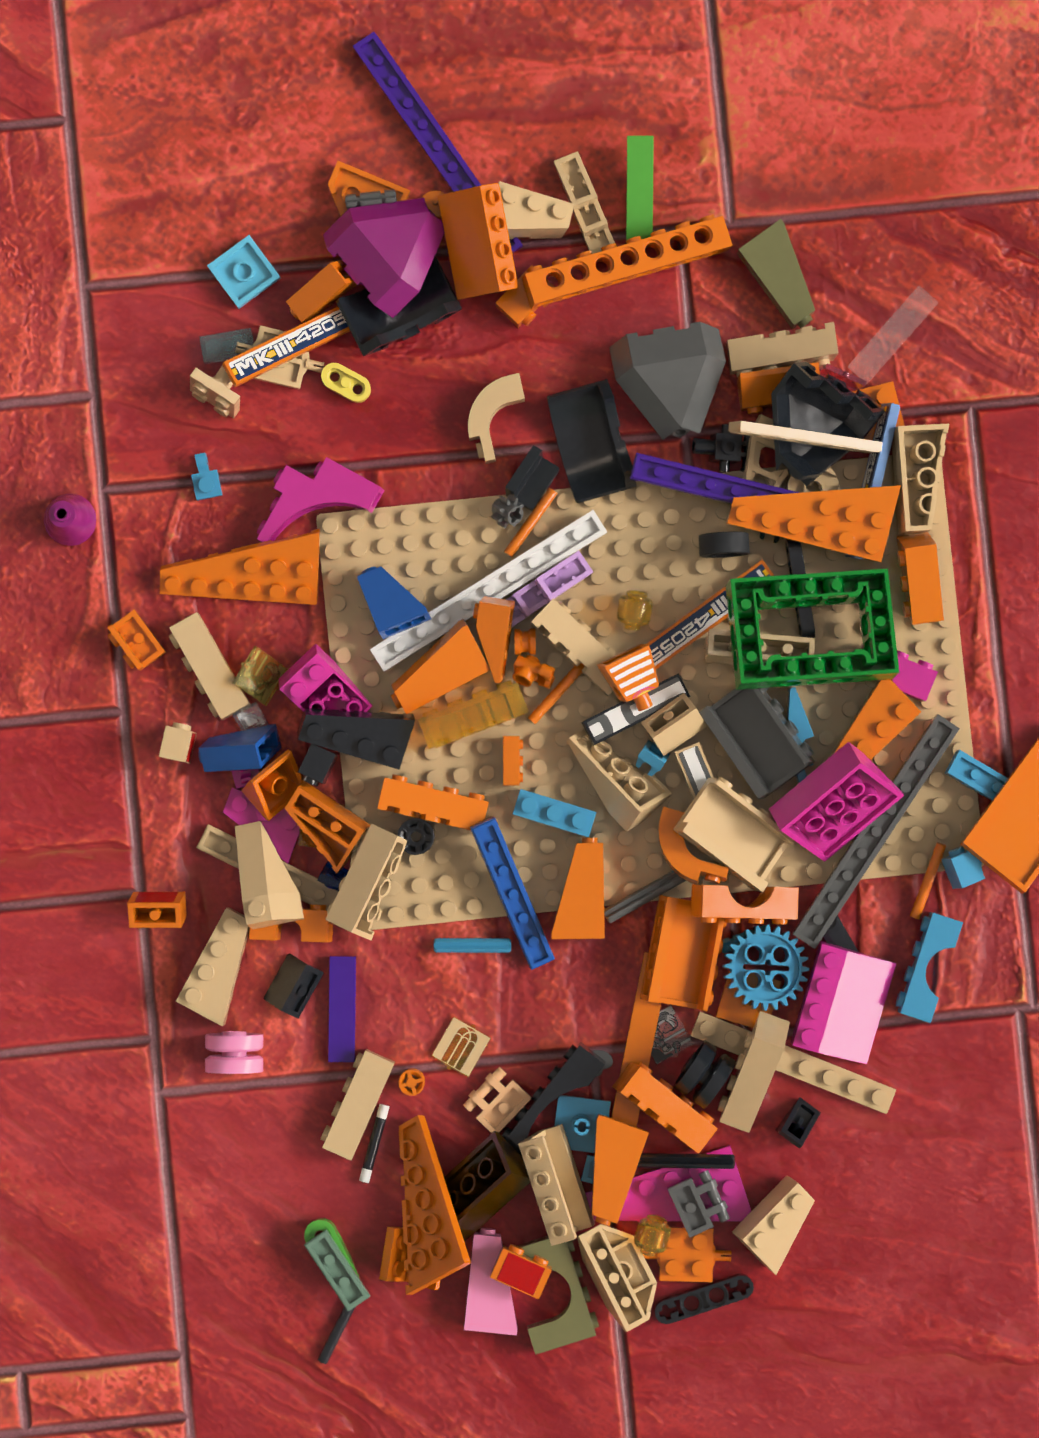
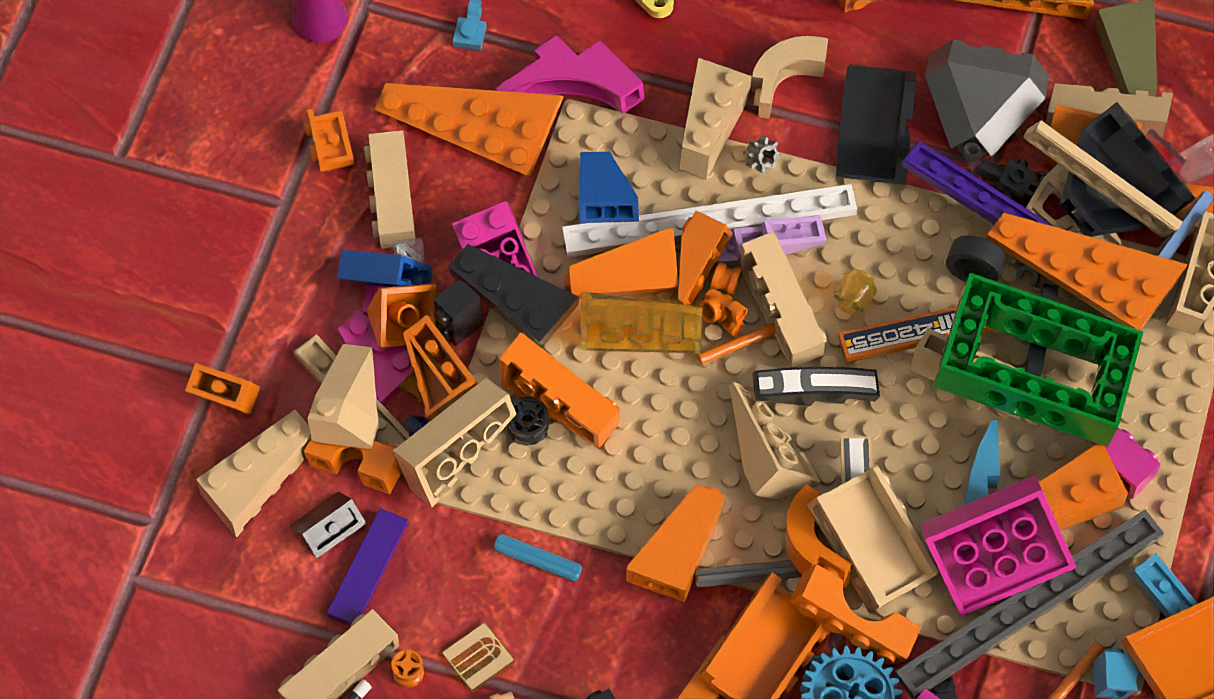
camera: 25 degrees right, 25 degrees down
(178, 743) = (323, 240): tan brick -> none
(234, 1051) = (231, 555): bright pink wheel -> none
(259, 675) = (436, 212): clear yellow piece -> none
(448, 480) = (713, 111): none -> tan wedge
(512, 760) = (662, 388): orange piece -> none
(512, 893) = (604, 514): blue tile -> none
(530, 522) = (781, 177): orange bar -> none
(532, 478) = (799, 137): black panel -> none
(554, 813) = (669, 437): dark azure arch -> none
(632, 675) = (825, 339): orange torso -> none
(652, 756) = (818, 439): dark azure tile -> none
(674, 724) = (851, 411): tan brick -> none
(758, 739) = (938, 455): dark grey panel -> none
(920, 578) = (1174, 369): orange wedge -> none

